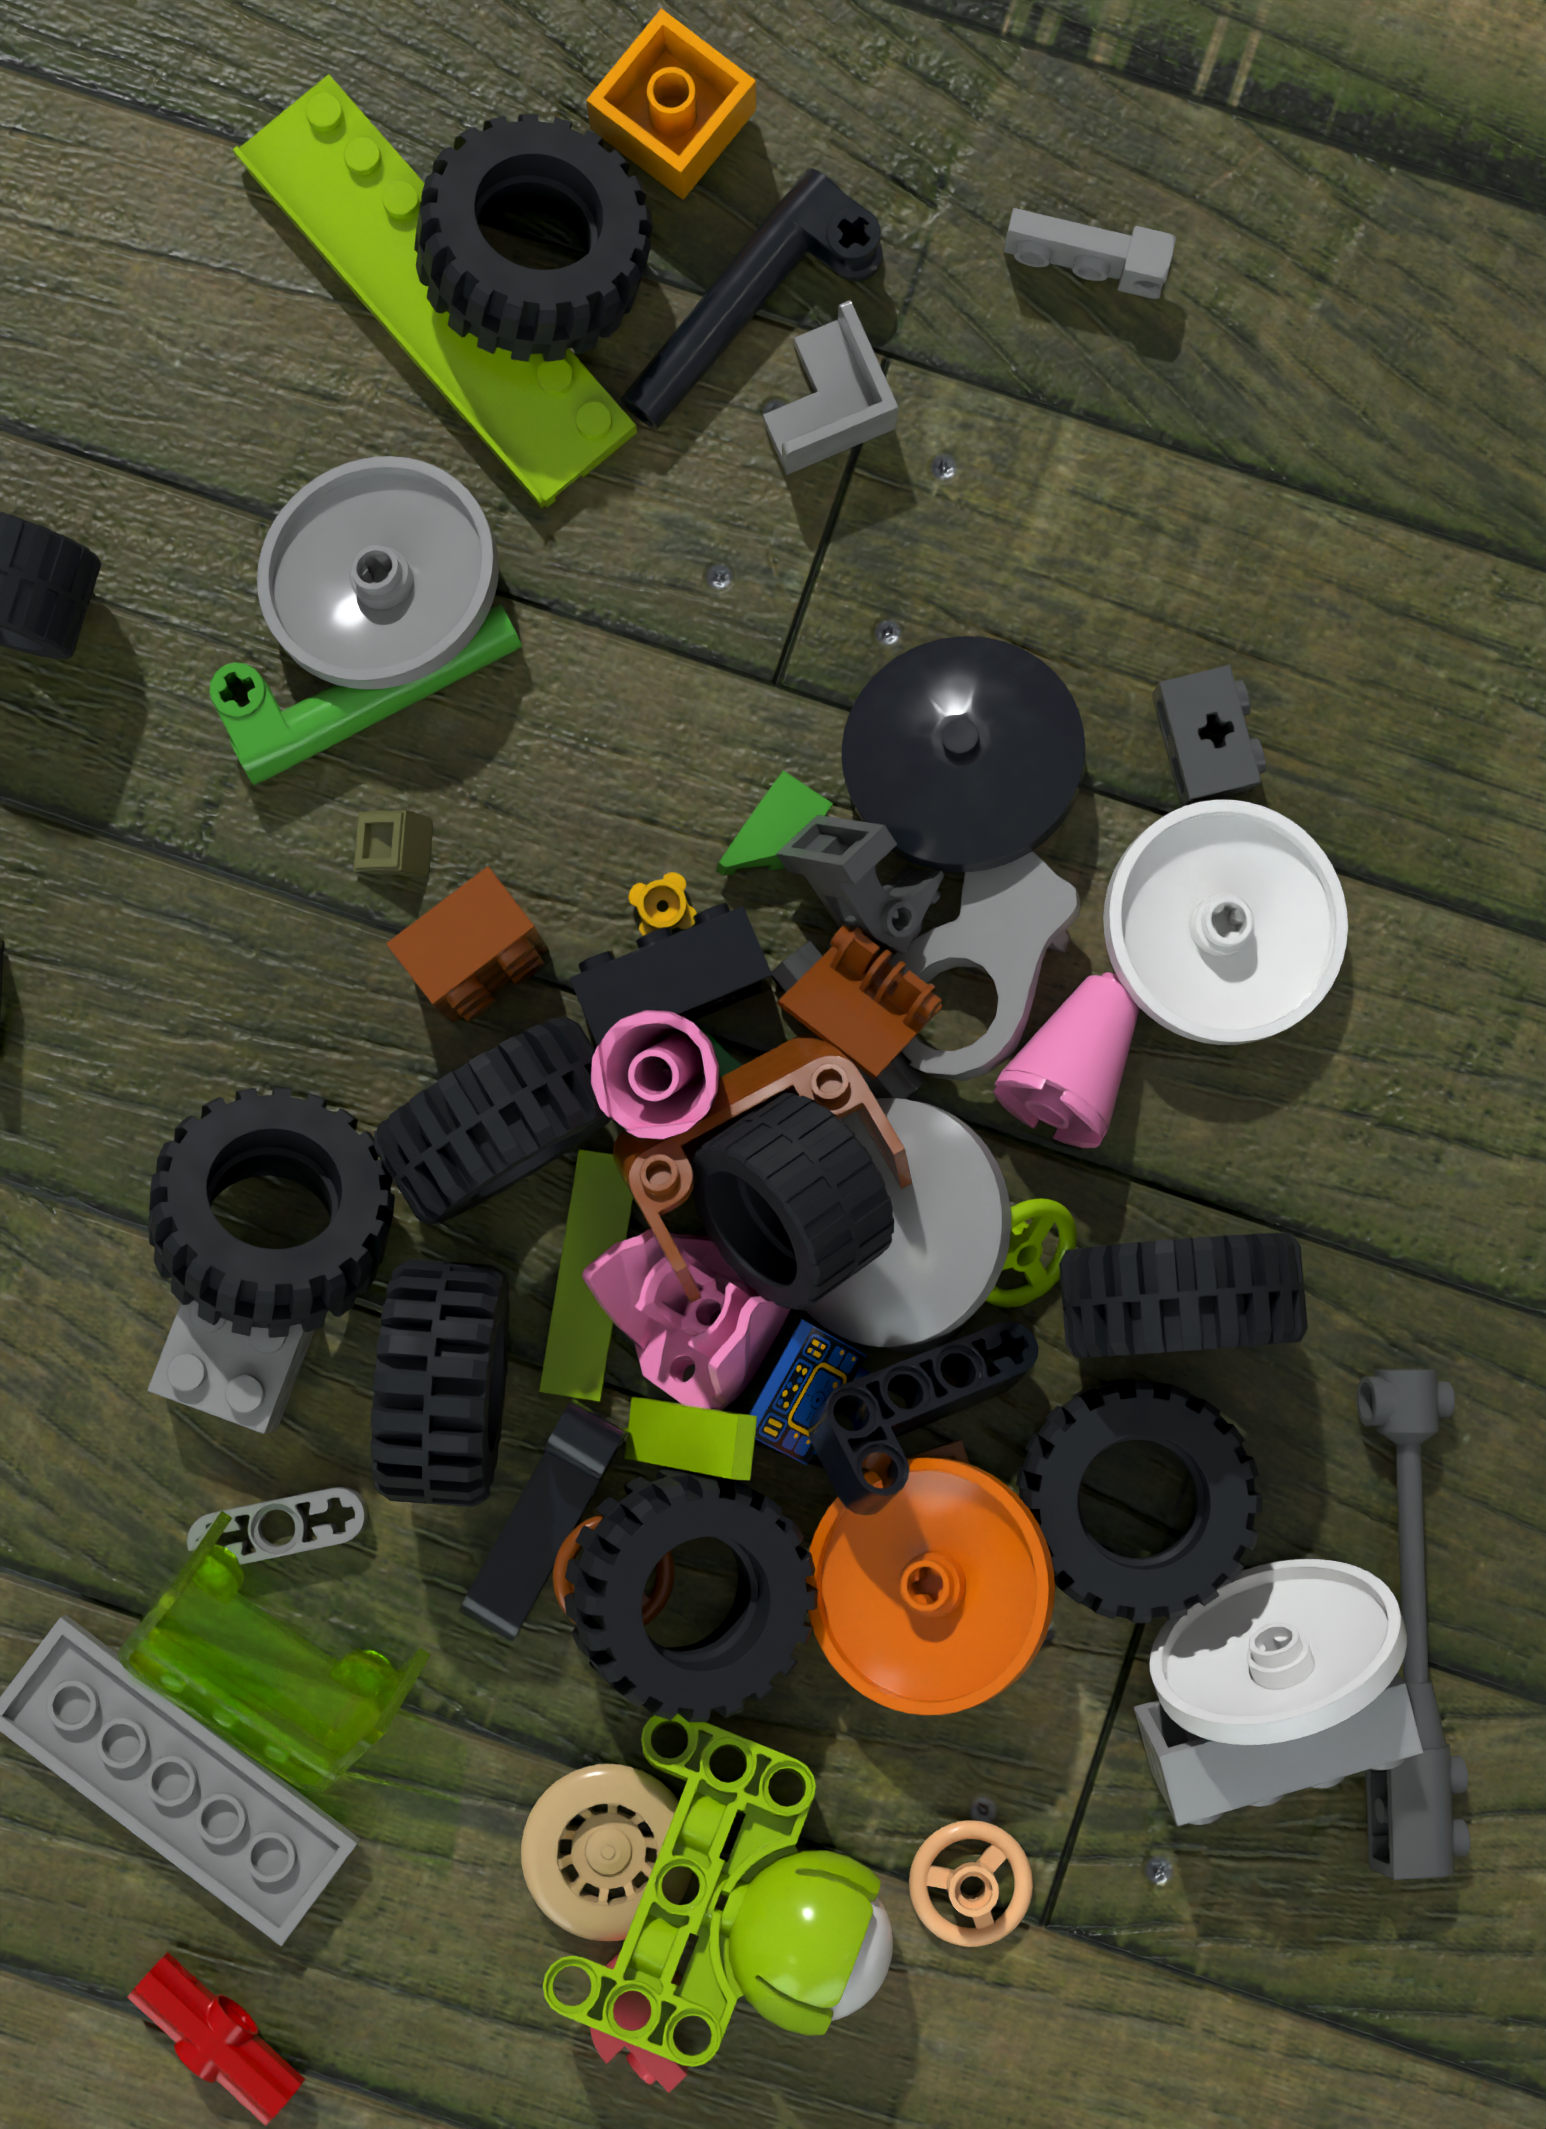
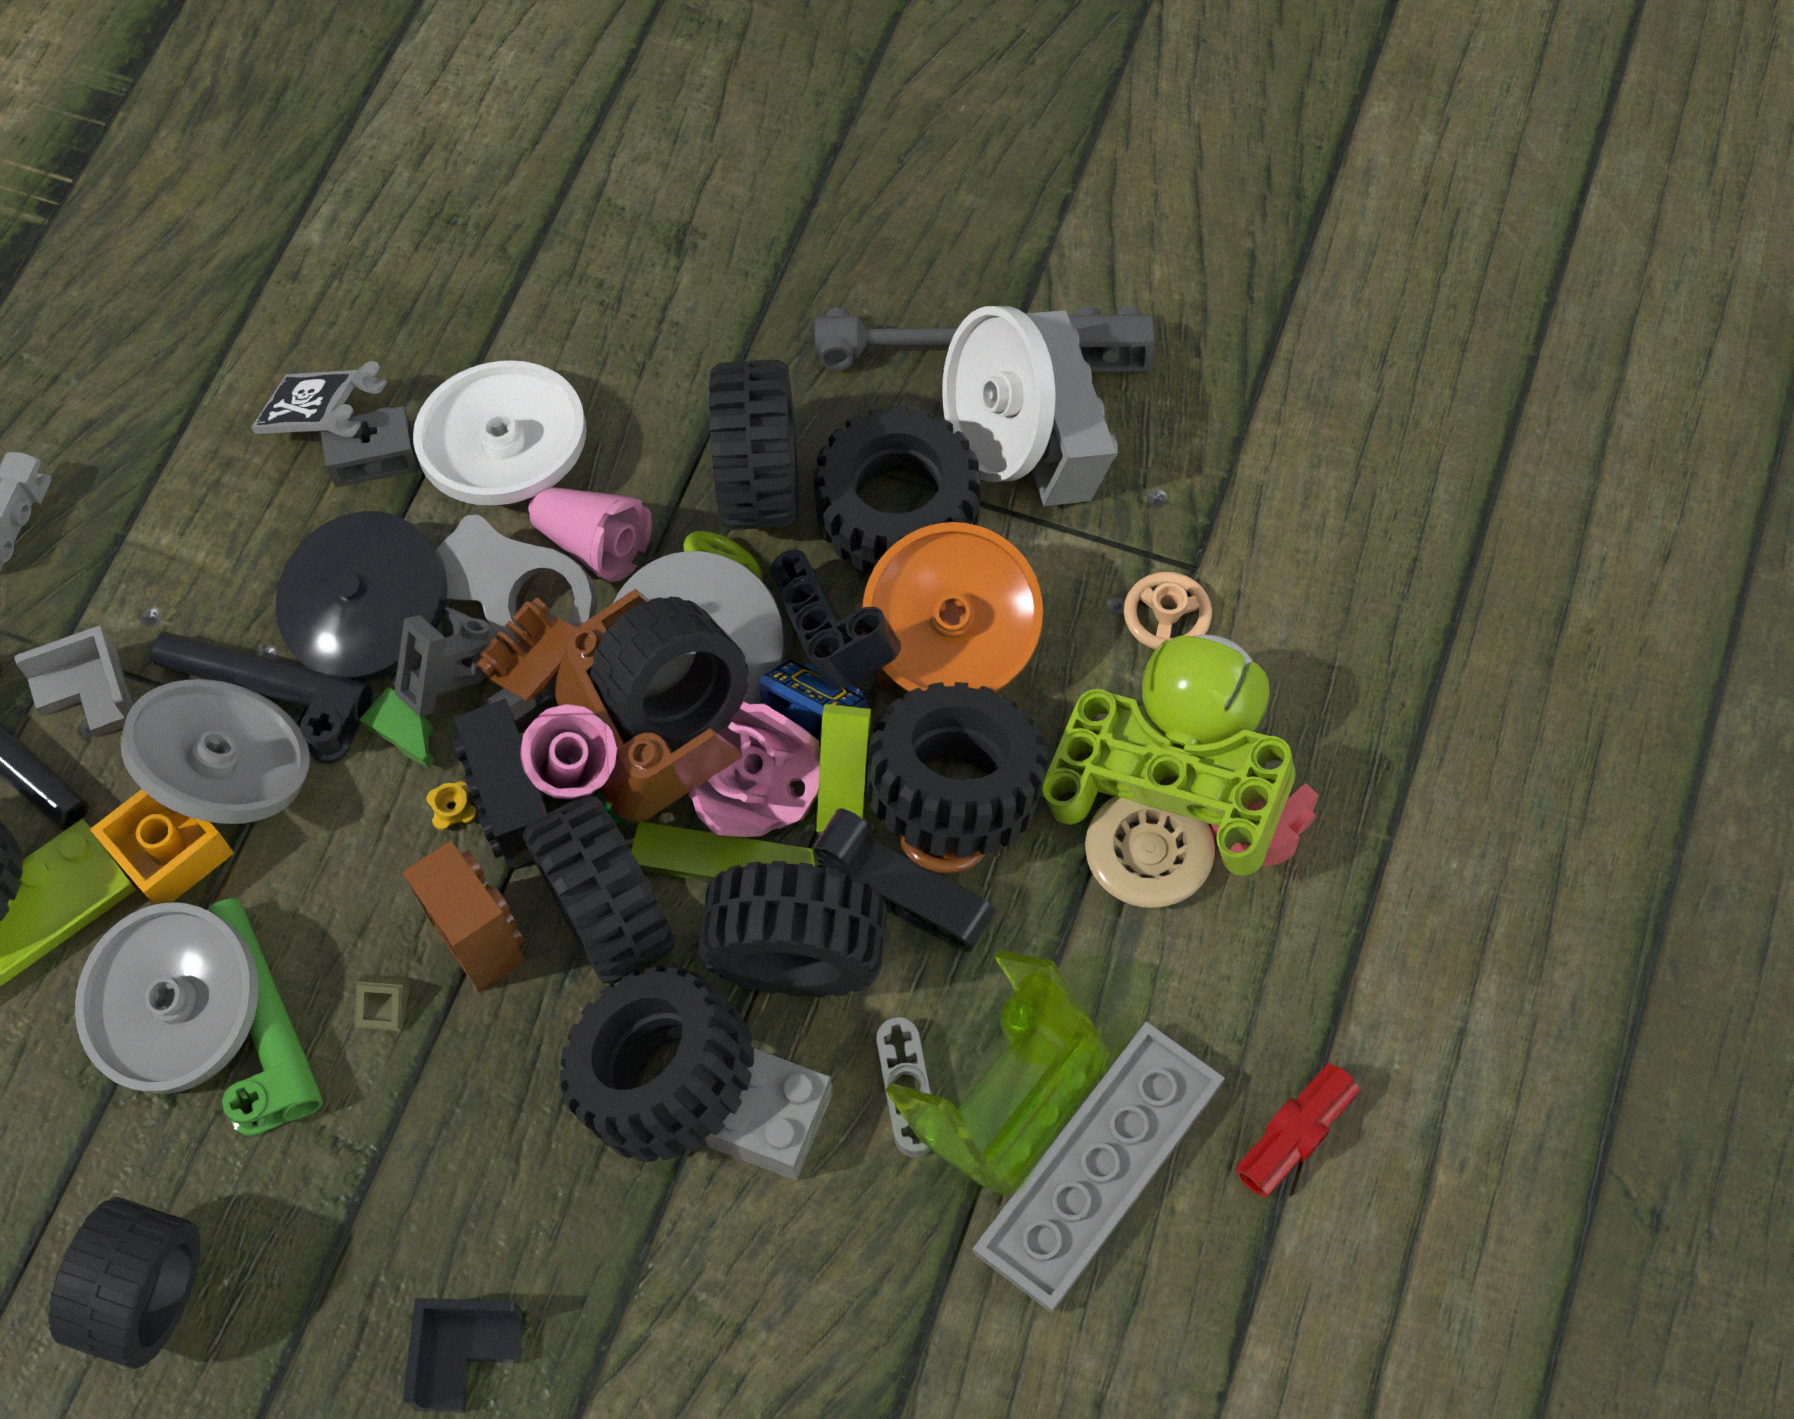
camera: 85 degrees left, 20 degrees down
(593, 534) = (160, 847): none -> light orange brick
(710, 588) = (214, 751): none -> light grey dish
(810, 736) = (331, 700): none -> black axle
(1272, 646) = (317, 401): none -> flag

